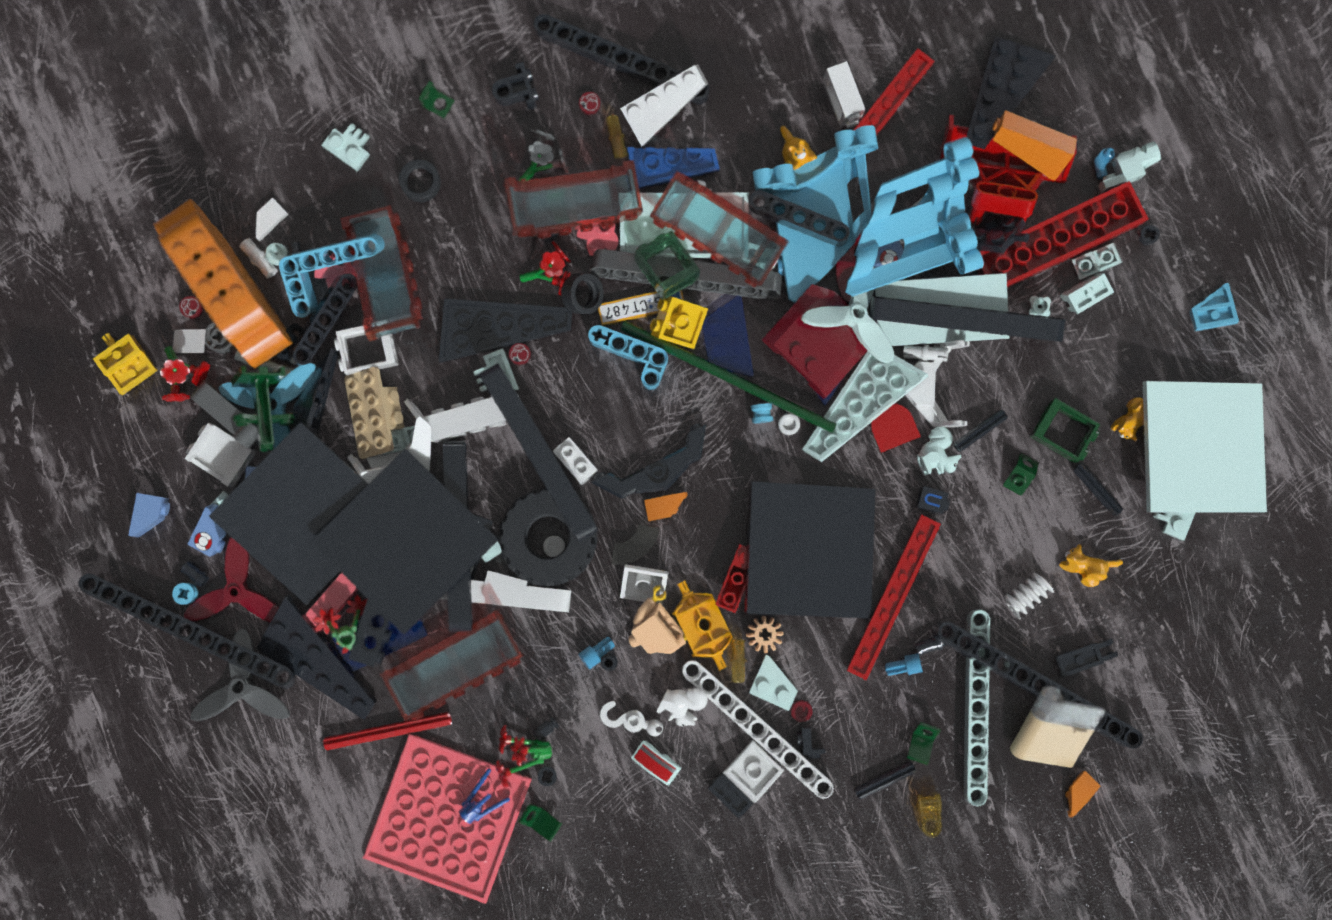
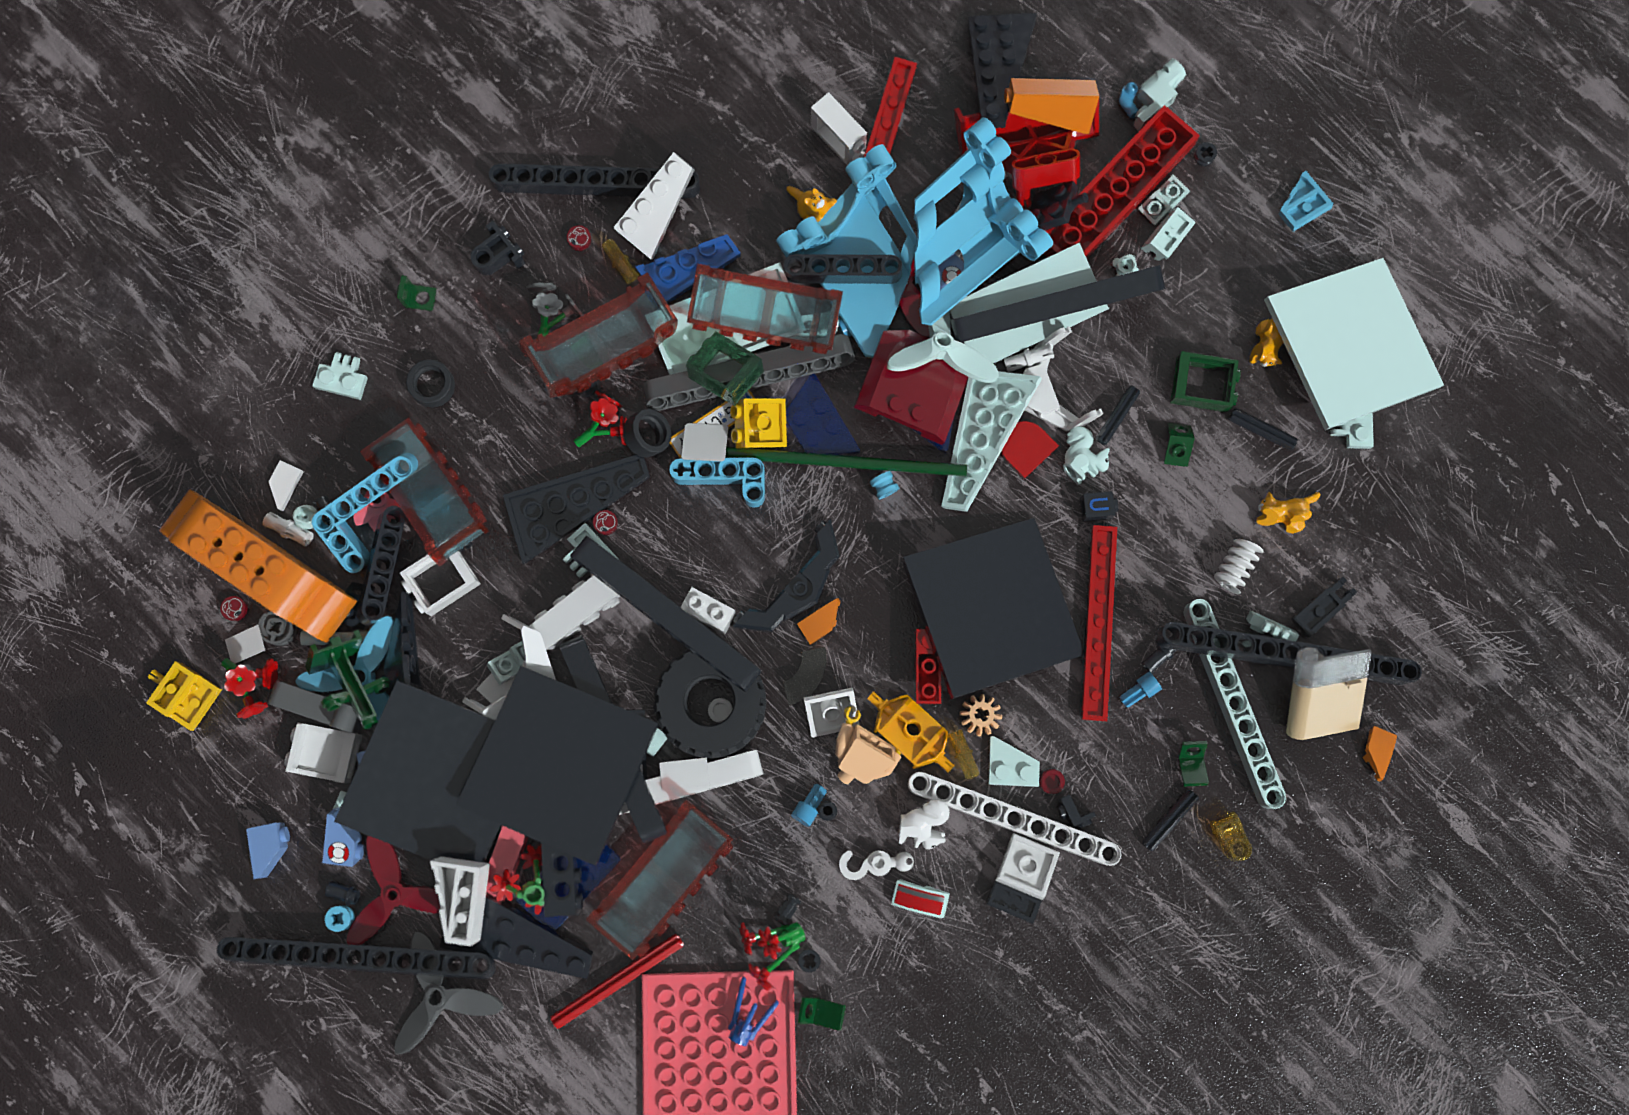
camera: 20 degrees left, 5 degrees down
(288, 616) = (461, 897): none -> white wedge
(373, 412) = (472, 643): tan bracket -> none
(599, 239) = (642, 371): coral plate -> none
(627, 319) = (704, 442): none -> white sticker
(789, 424) = (917, 486): white tile -> none
(1037, 660) = (1263, 624): none -> light aqua hinge

